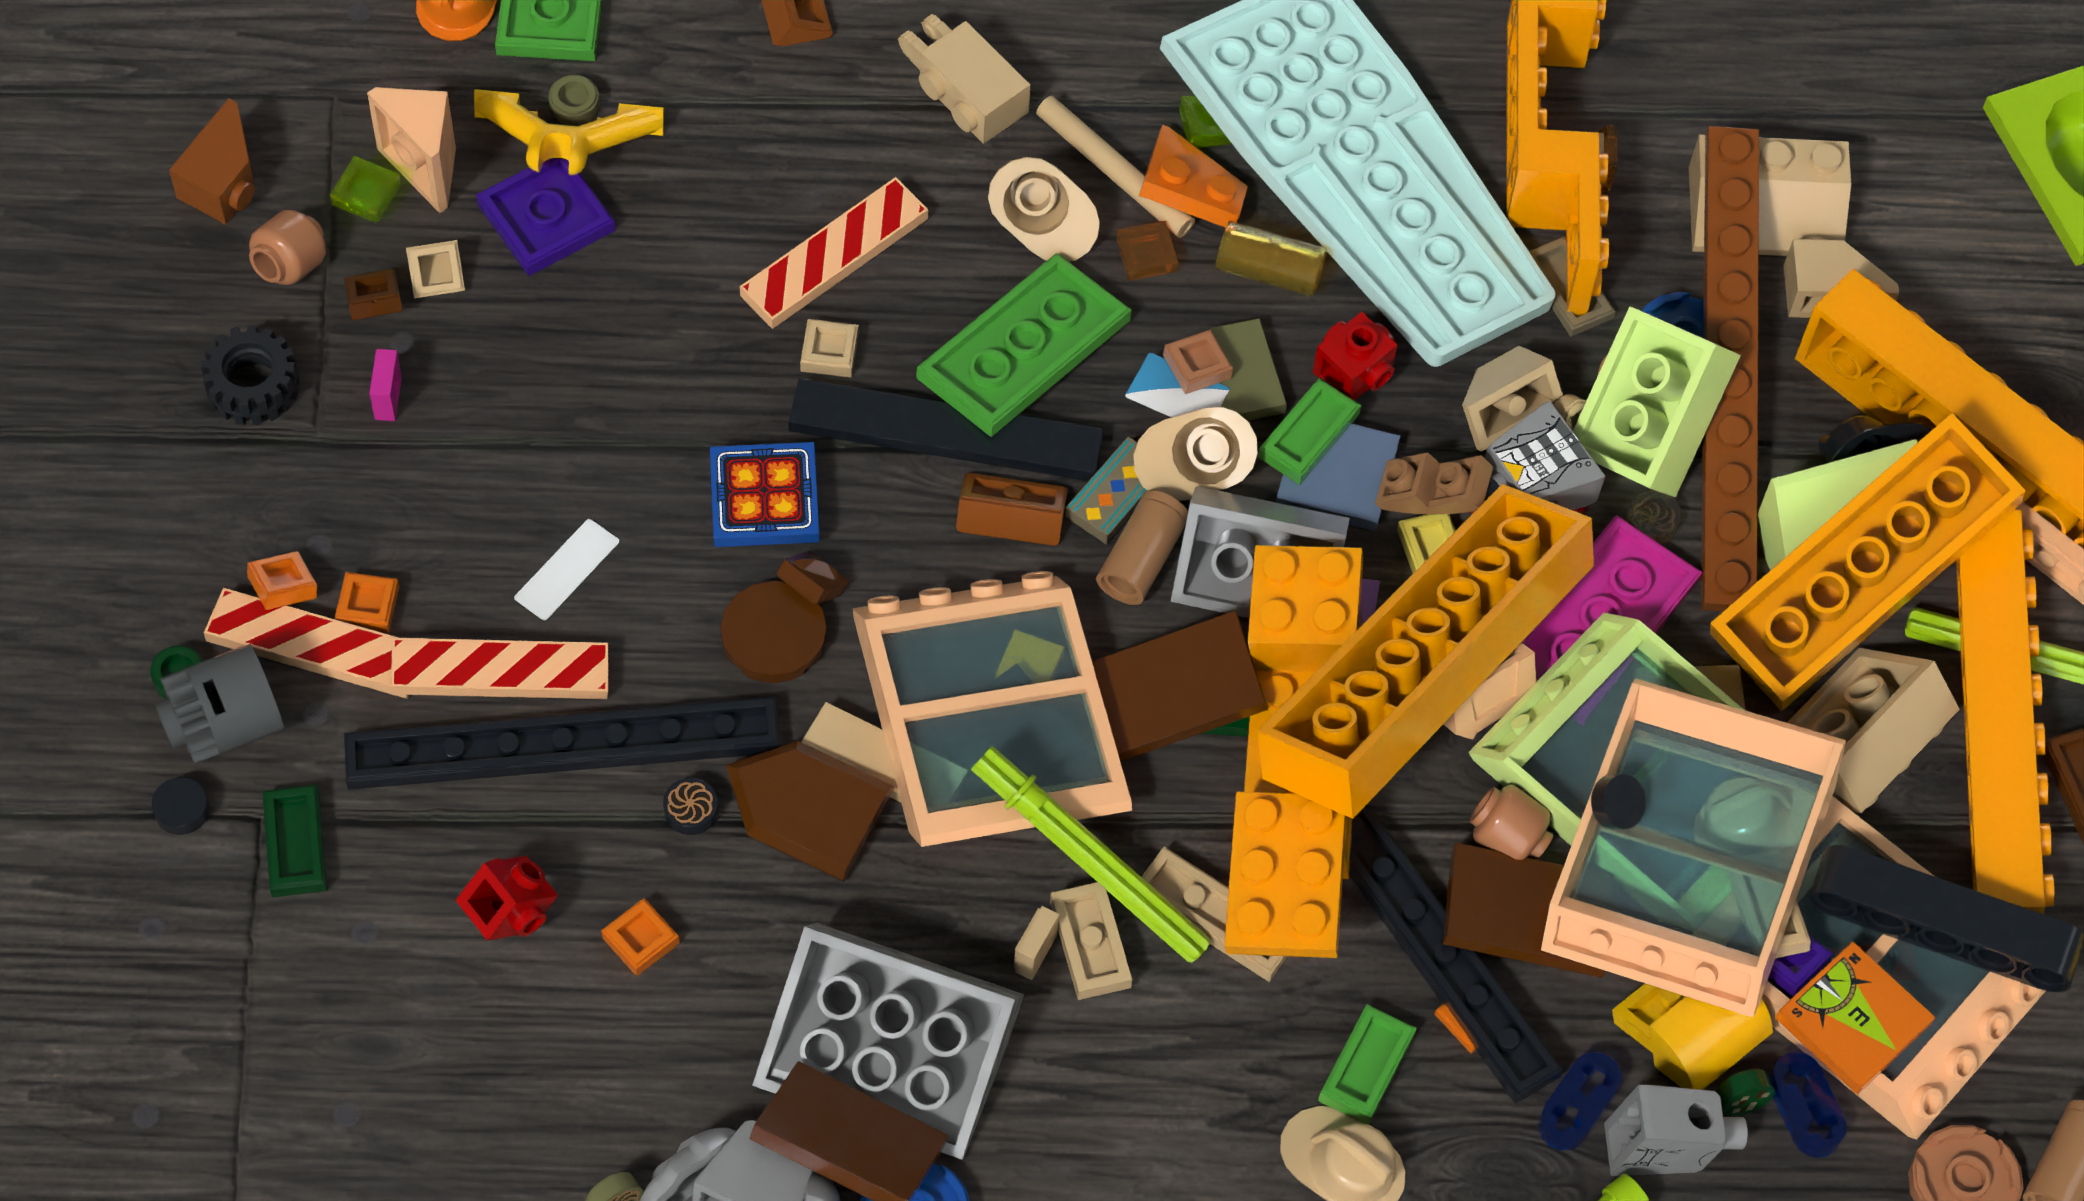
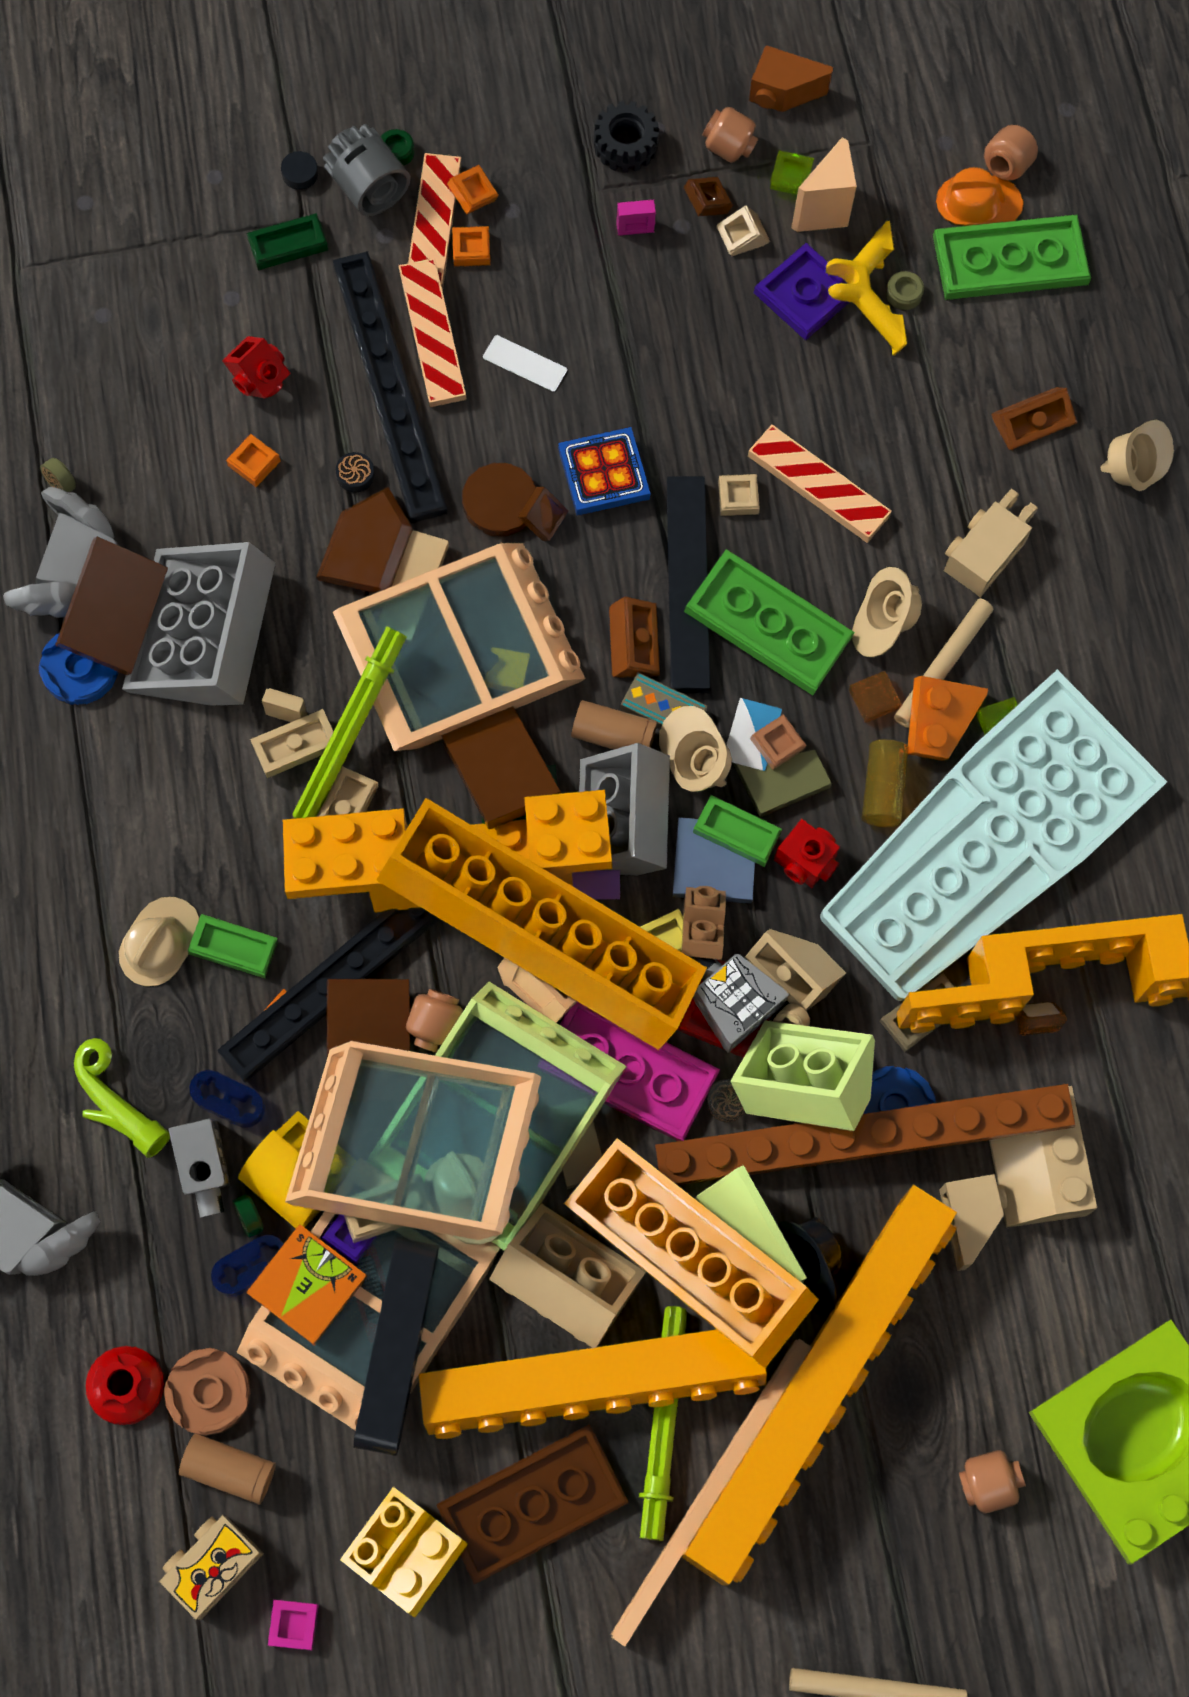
camera: 80 degrees right, 10 degrees up
(1618, 801) = (436, 1077): black tile -> none

